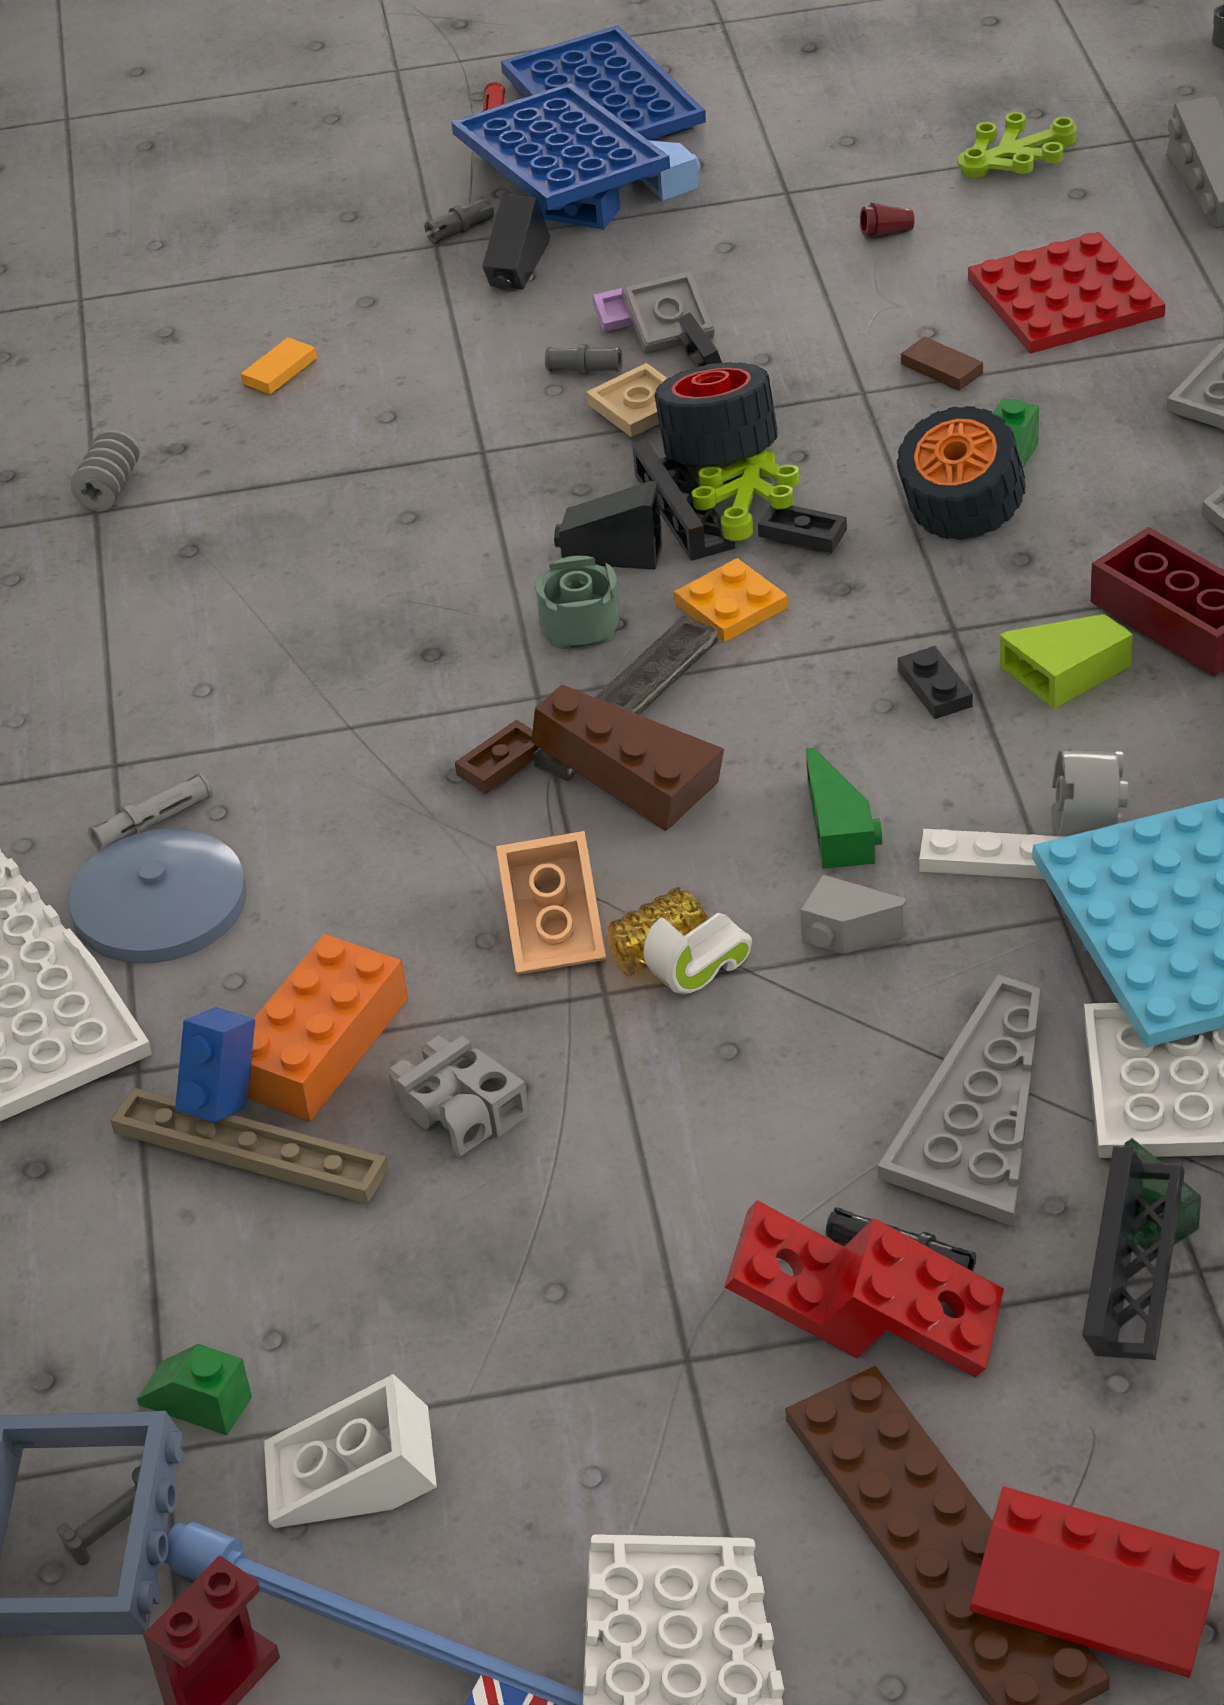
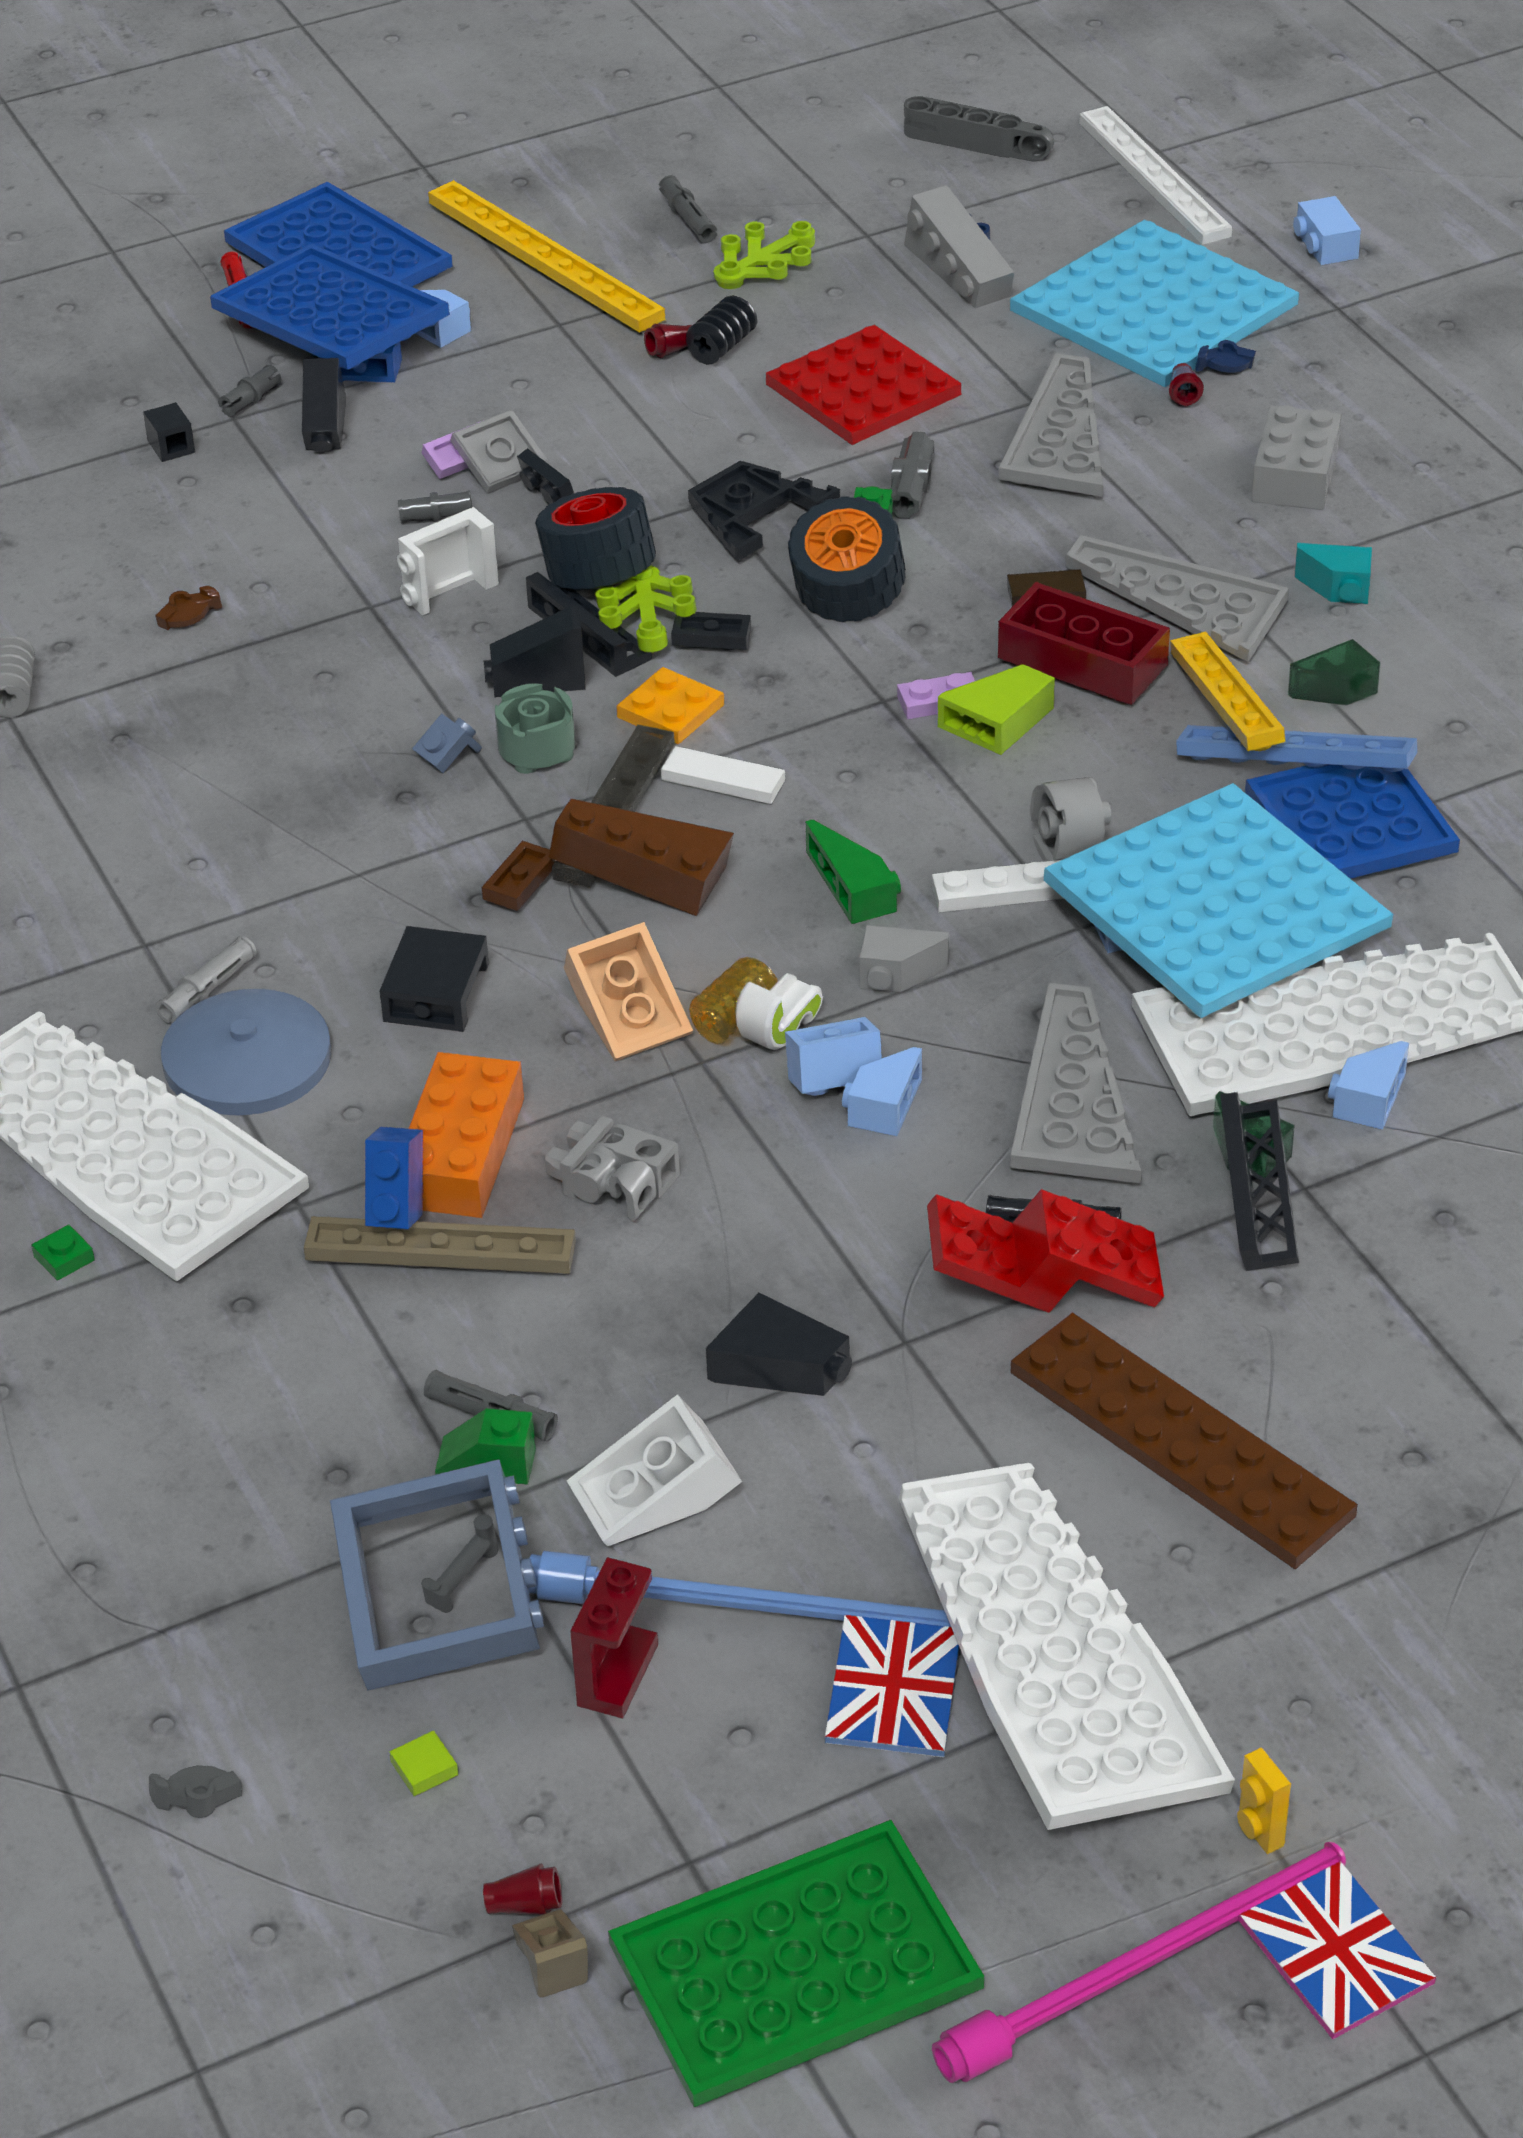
camera: 20 degrees left, 0 degrees up
(221, 1336) = (445, 1389): none -> dark grey pin
(278, 365) = (131, 554): light orange tile -> none
(305, 427) = (187, 608): none -> reddish brown piece
(363, 250) = (169, 432): none -> black brick
(364, 850) = (432, 978): none -> black panel
(488, 601) = (445, 742): none -> sand blue bracket
(538, 1340) = (778, 1350): none -> black slope
(562, 412) = (447, 557): none -> white panel
(629, 399) = (514, 536): tan plate -> none
(732, 1015) = (830, 1054): none -> light blue brick
(753, 683) = (723, 775): none -> white tile
(774, 1065) = (884, 1092): none -> light blue slope
(800, 124) = (547, 256): none -> yellow plate
(893, 390) = (744, 494): none -> black wing
(935, 682) = (887, 748): black plate -> none
(938, 216) = (720, 329): none -> black piece
(942, 363) = (788, 463): reddish brown tile -> none
(955, 85) = (682, 203): none -> dark grey pin
(986, 628) = (921, 696): none -> lavender plate
(1074, 393) = (911, 474): none -> dark grey piece
(1095, 1581) = (1324, 1431): red slope -> none
(1191, 533) = (1067, 581): none -> dark brown tile

